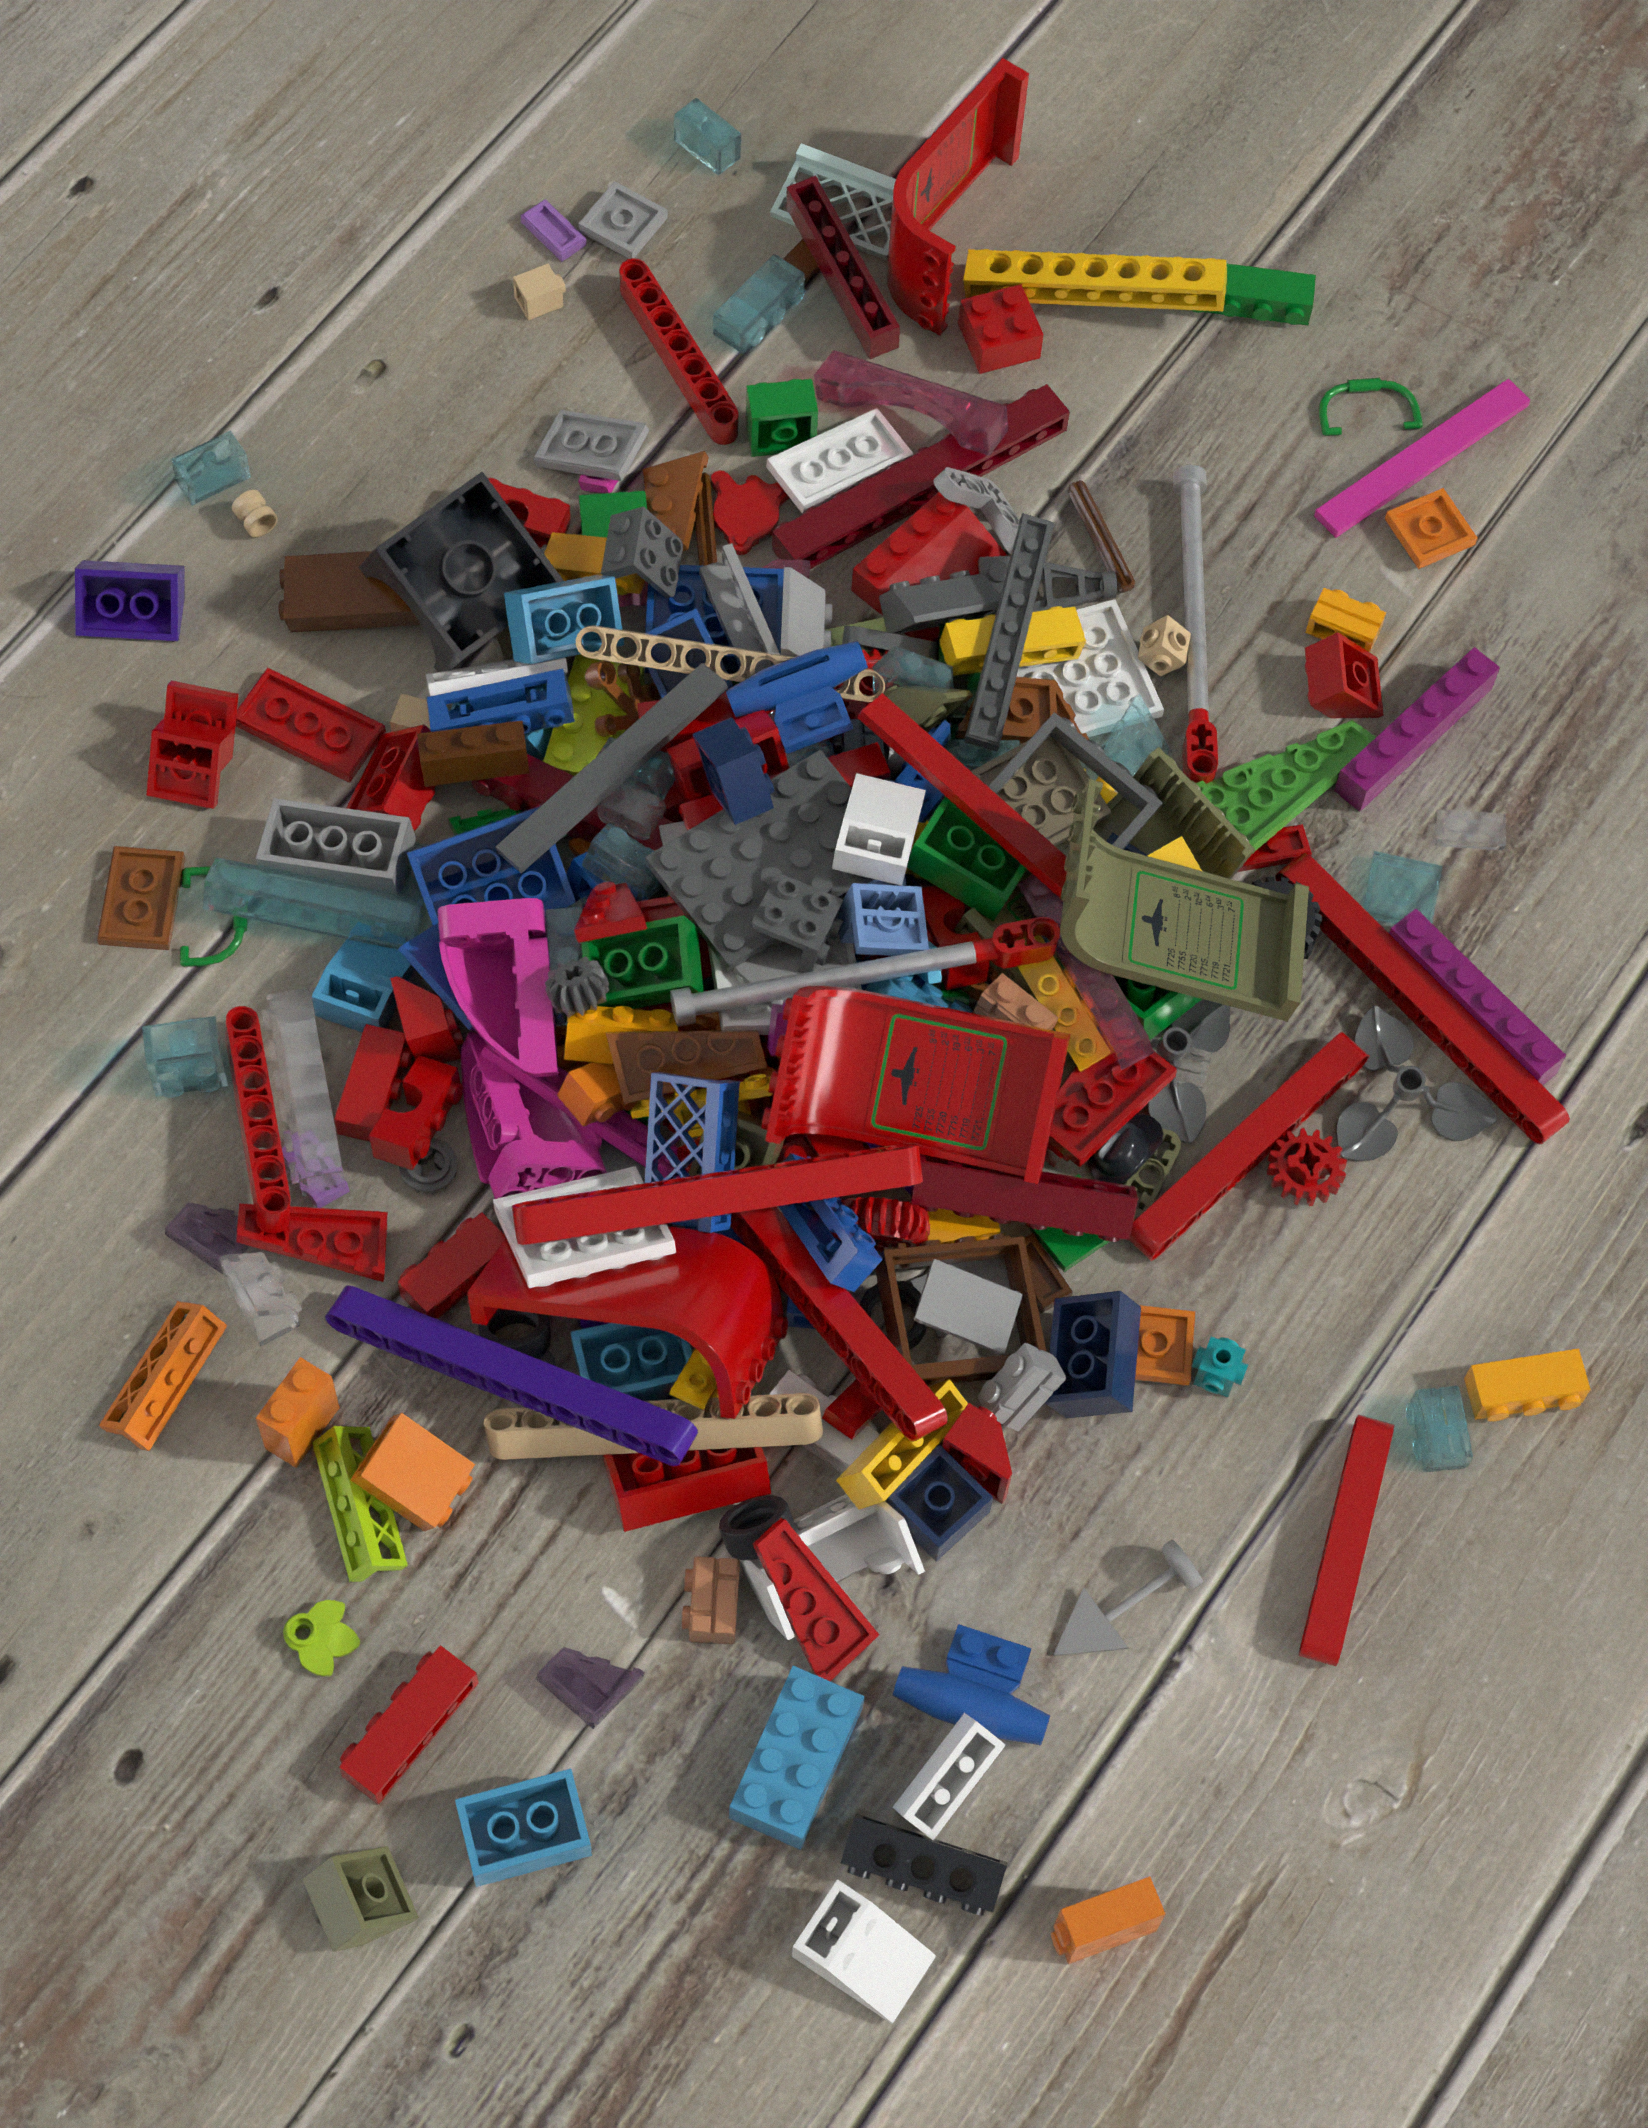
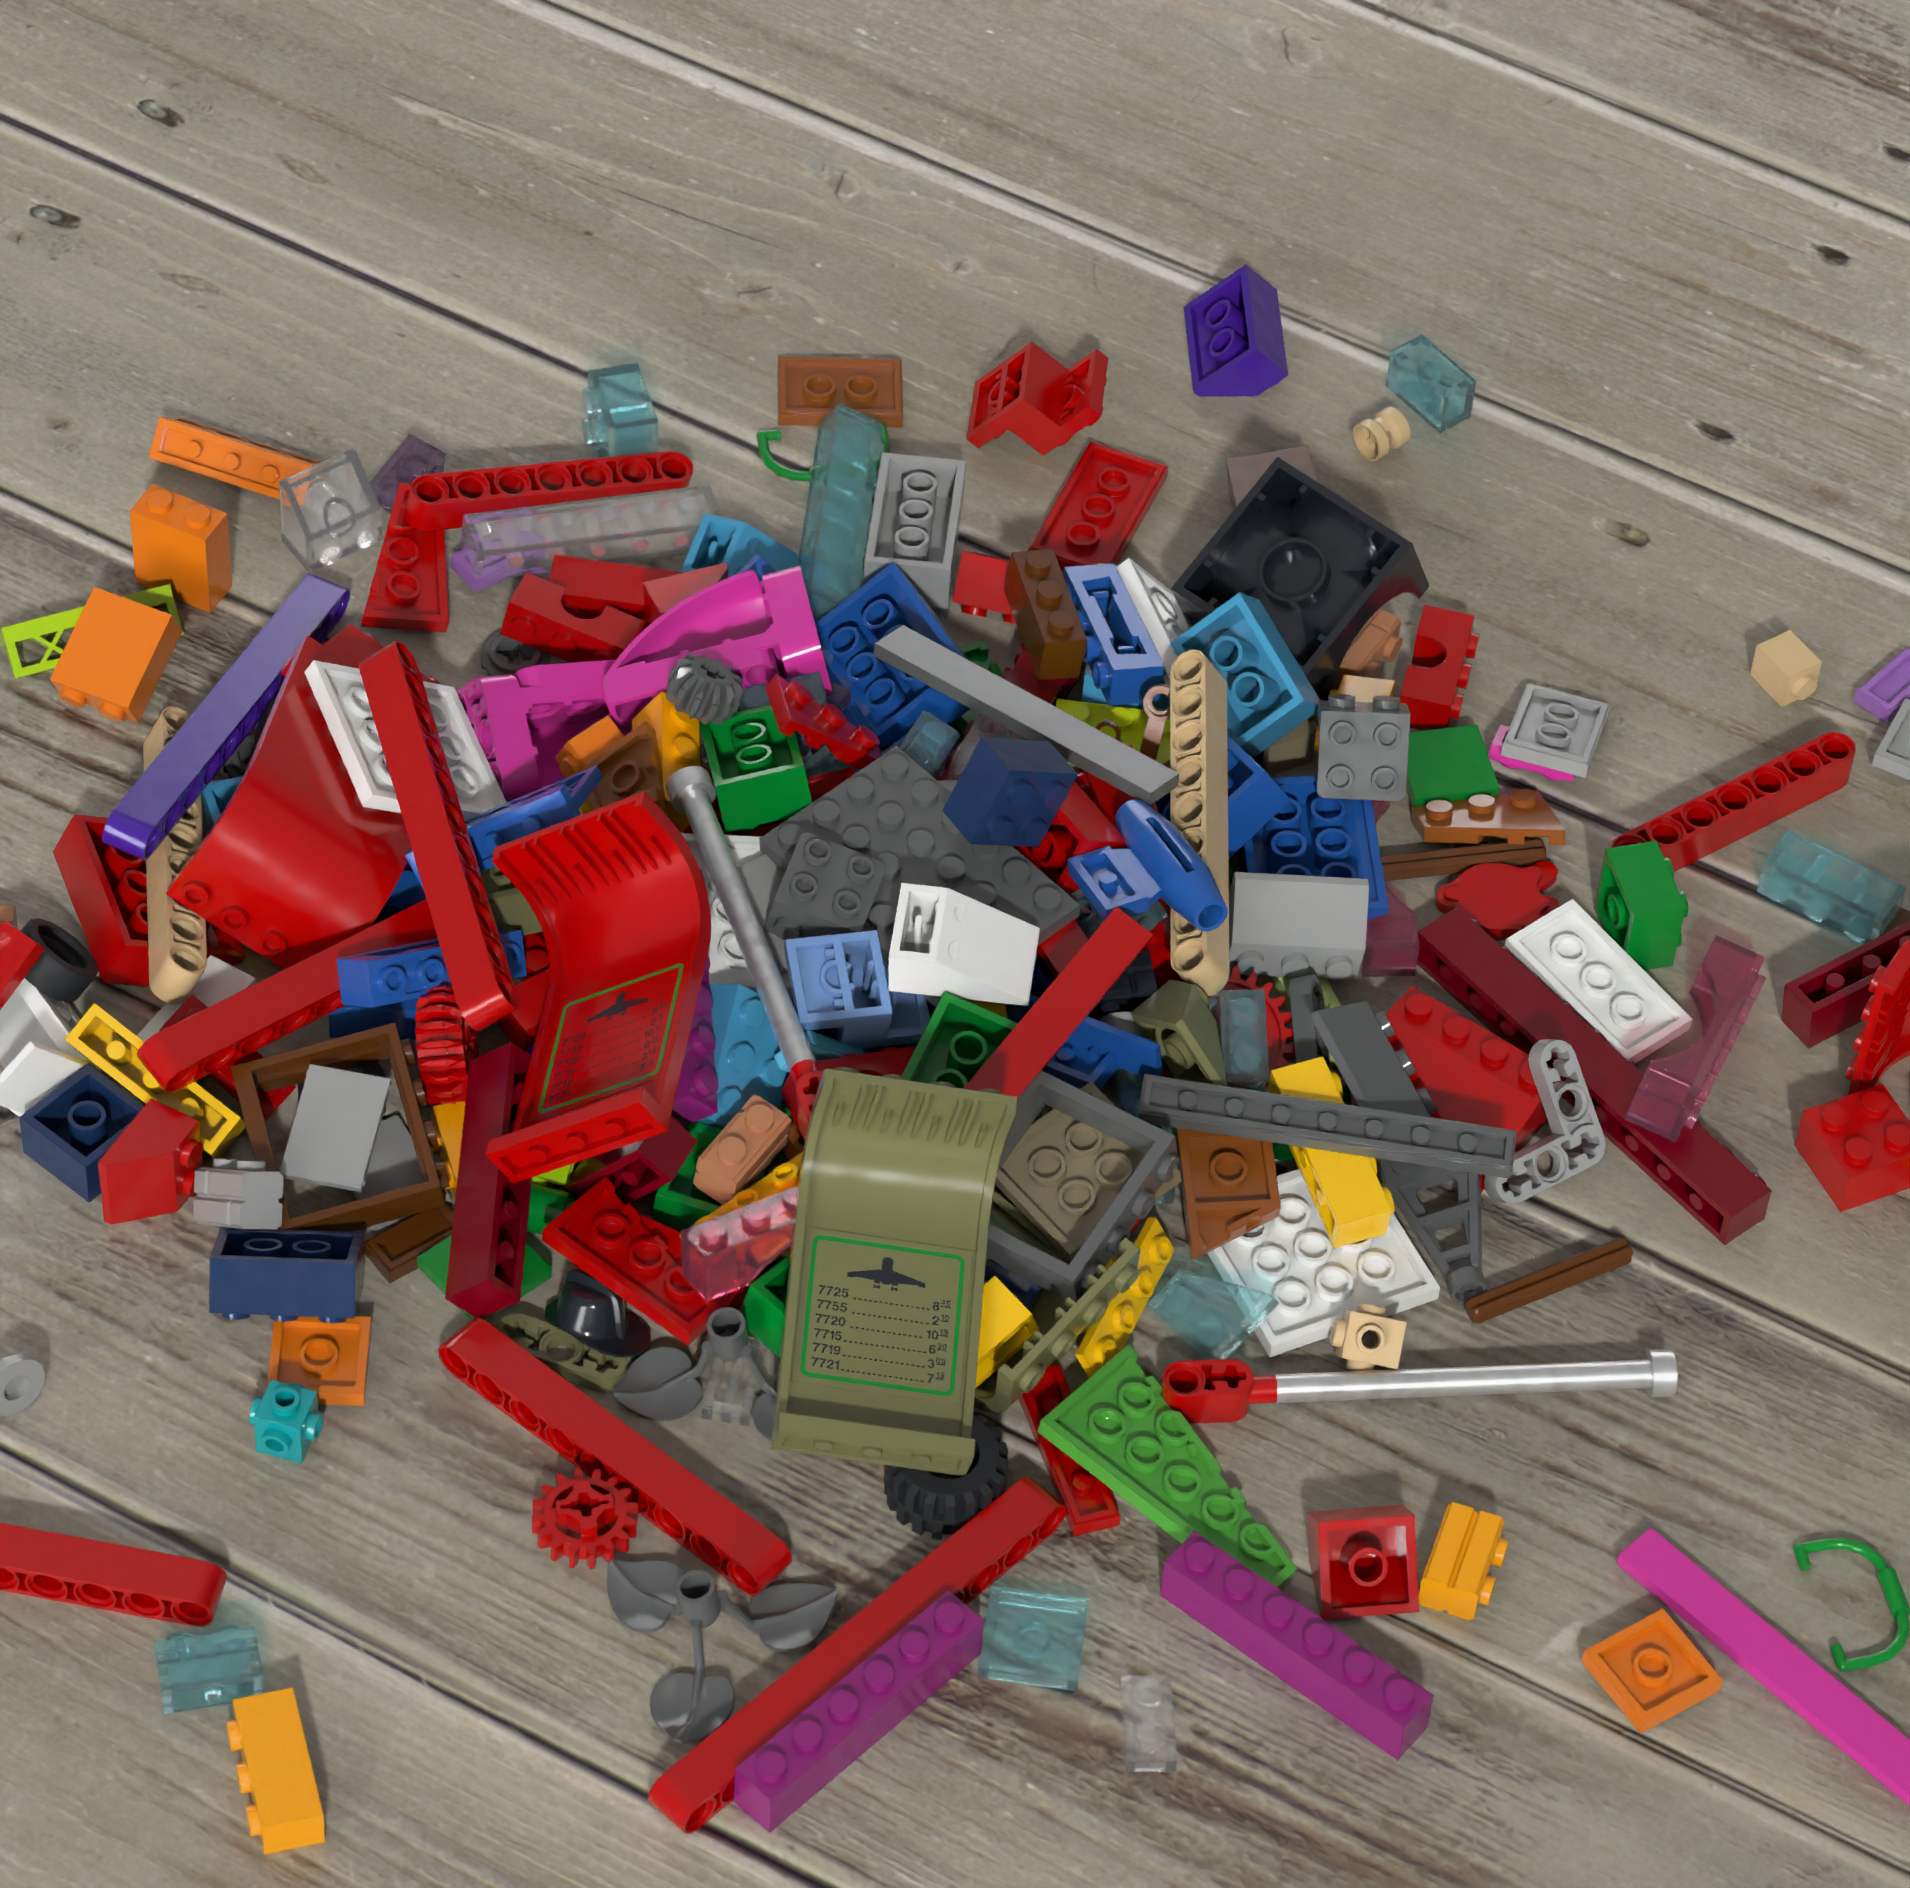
camera: 85 degrees right, 15 degrees down
(737, 606) = (1321, 849): light grey fence -> none

